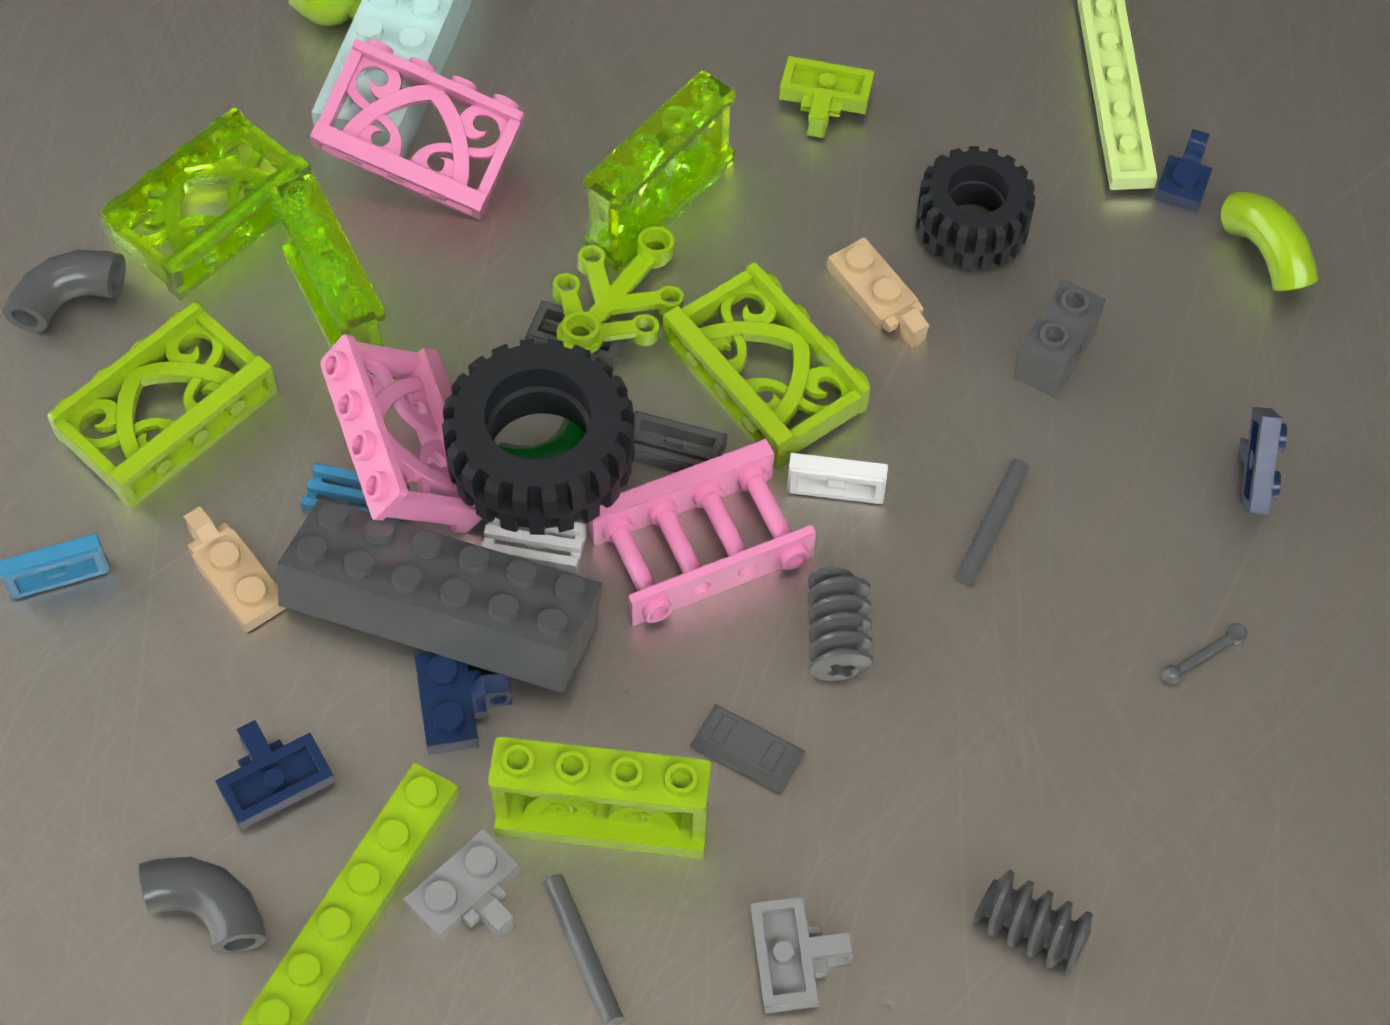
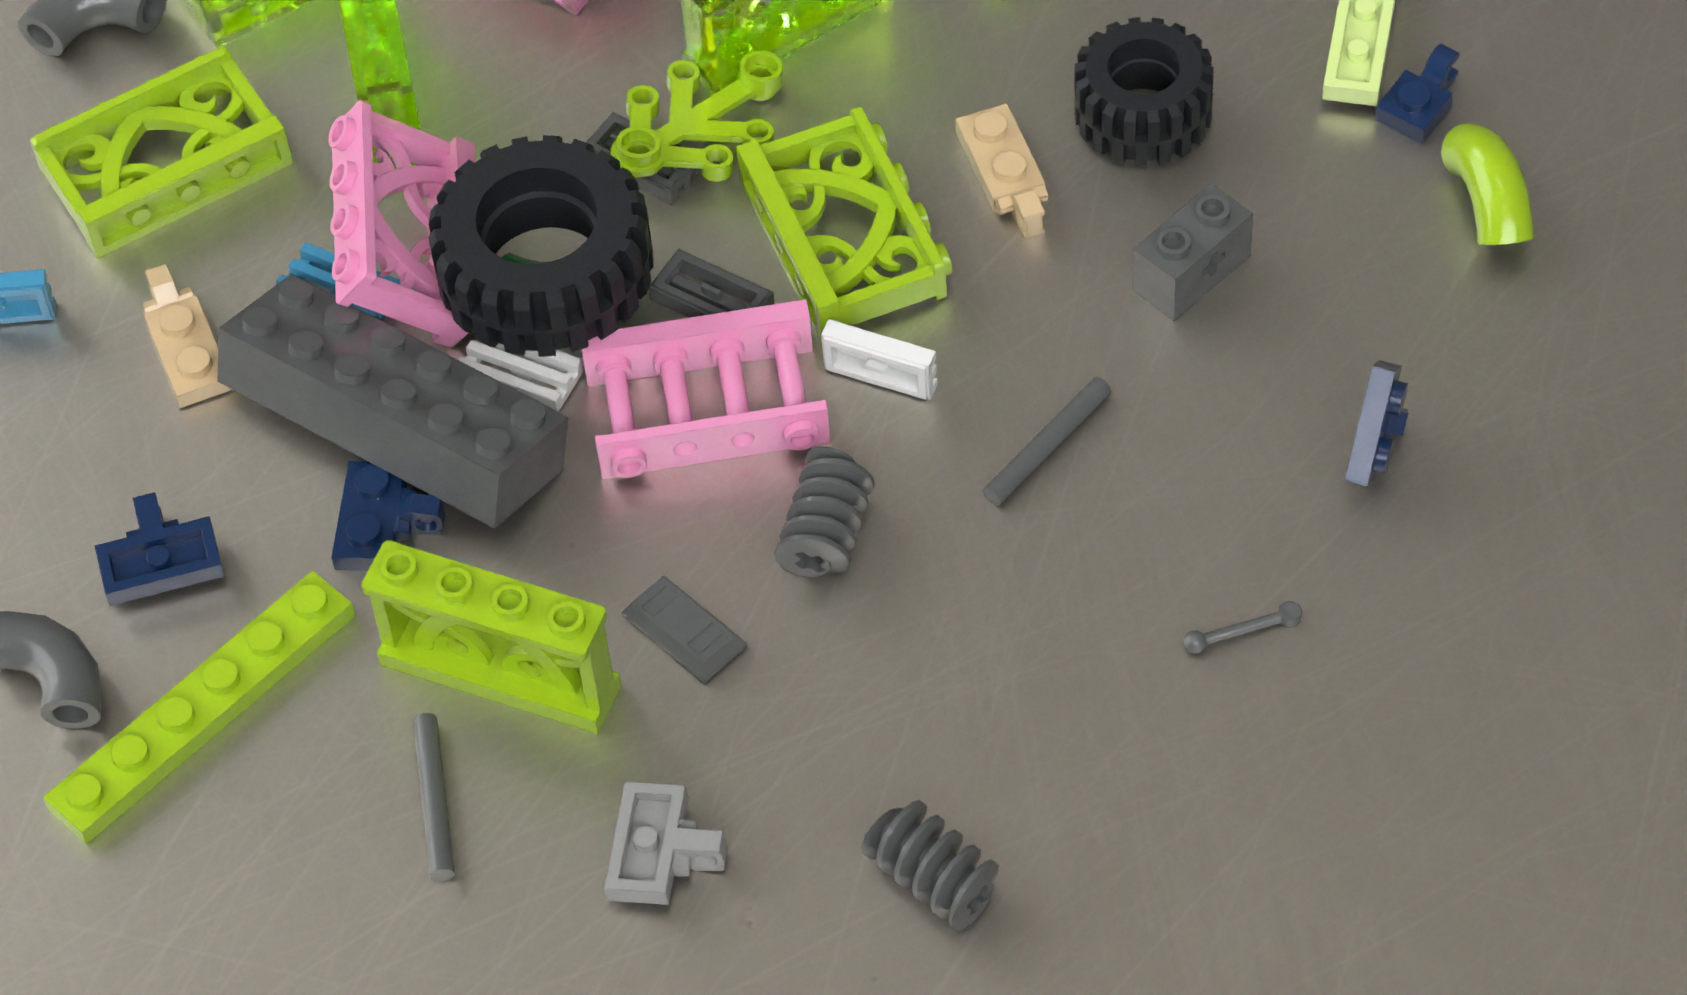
camera: 20 degrees right, 5 degrees down
(467, 890) = (328, 711): light grey hinge -> none

